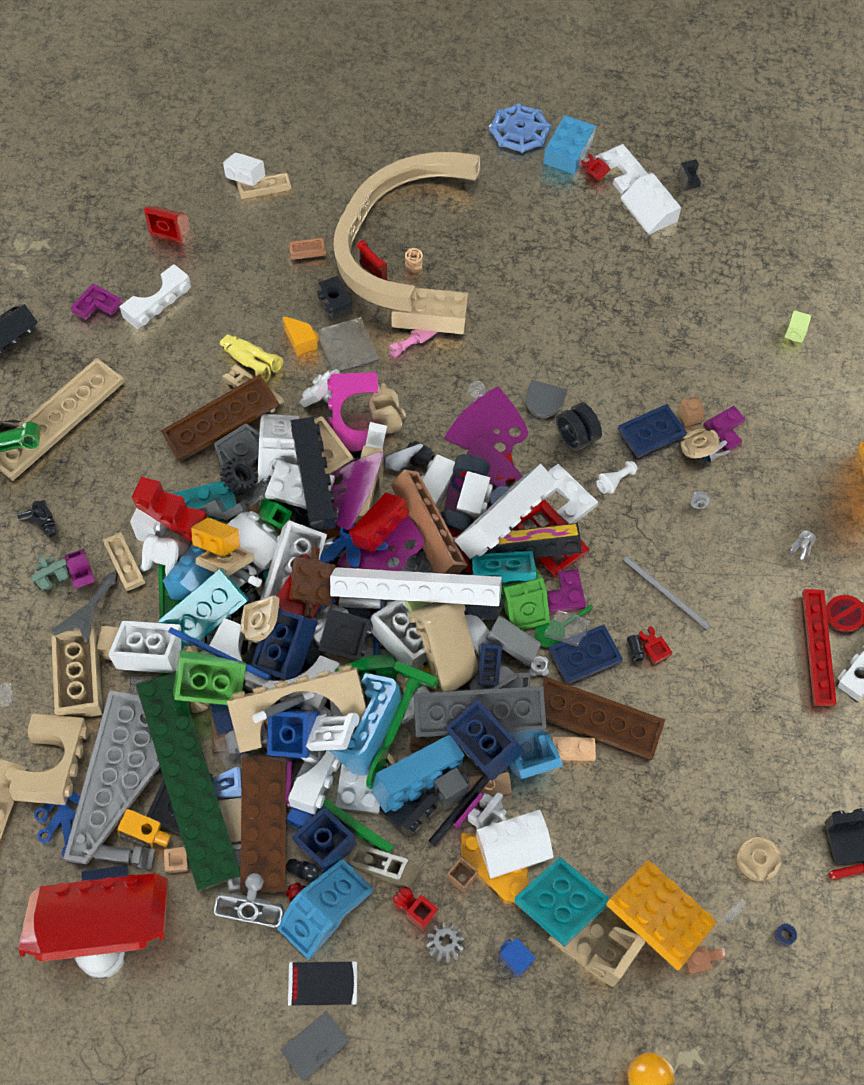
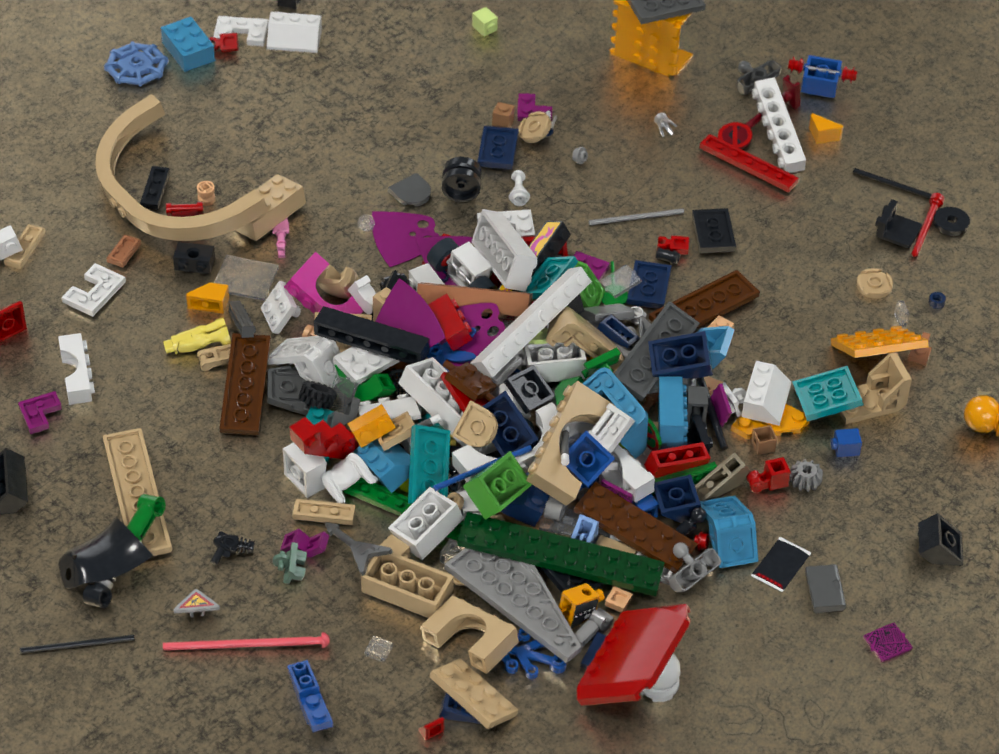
camera: 55 degrees left, 15 degrees down
(237, 262) = (106, 285): none -> white plate
(284, 370) = (241, 319): none -> dark grey piece
(366, 812) = (676, 459): none -> red brick
(392, 224) = (155, 187): none -> black plate
(702, 669) = (714, 230): none -> black plate

